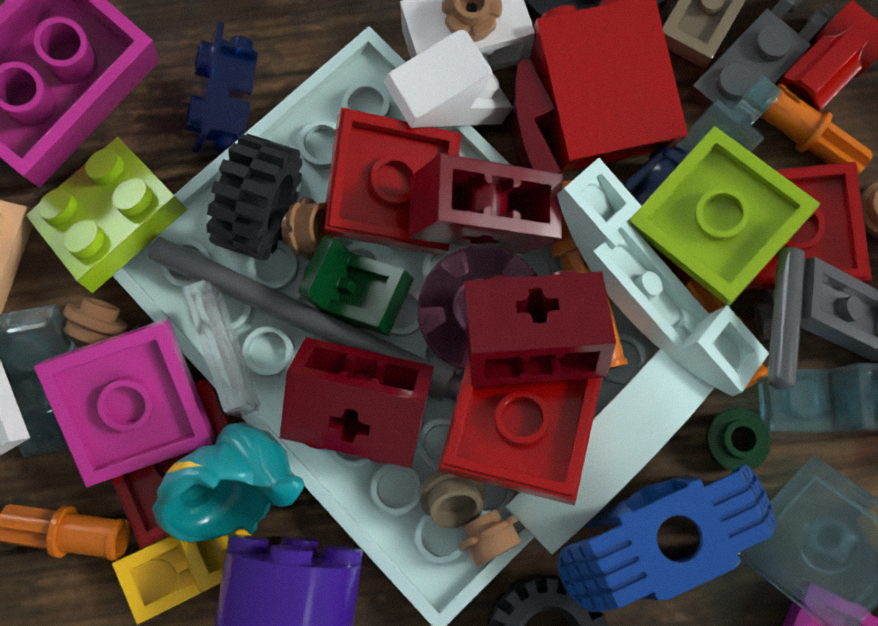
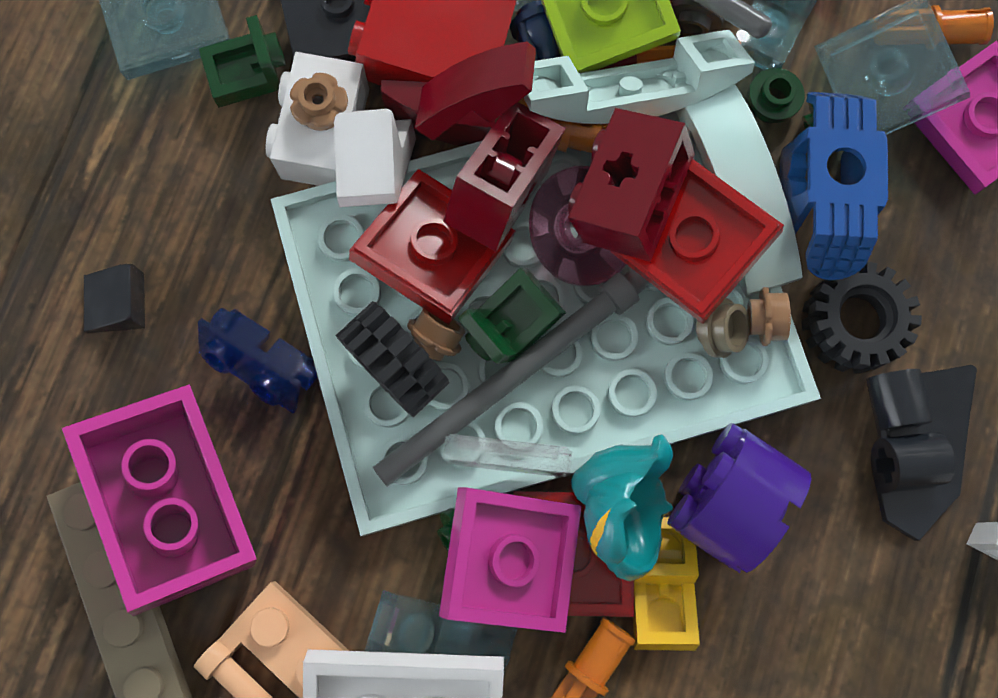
camera: 65 degrees left, 0 degrees up
(93, 320) = (413, 566): medium nougat plate -> none
(105, 214) = (319, 509): lime plate -> none
(355, 402) = (613, 361): dark red brick -> none
(555, 135) = (482, 83): none -> dark red slope

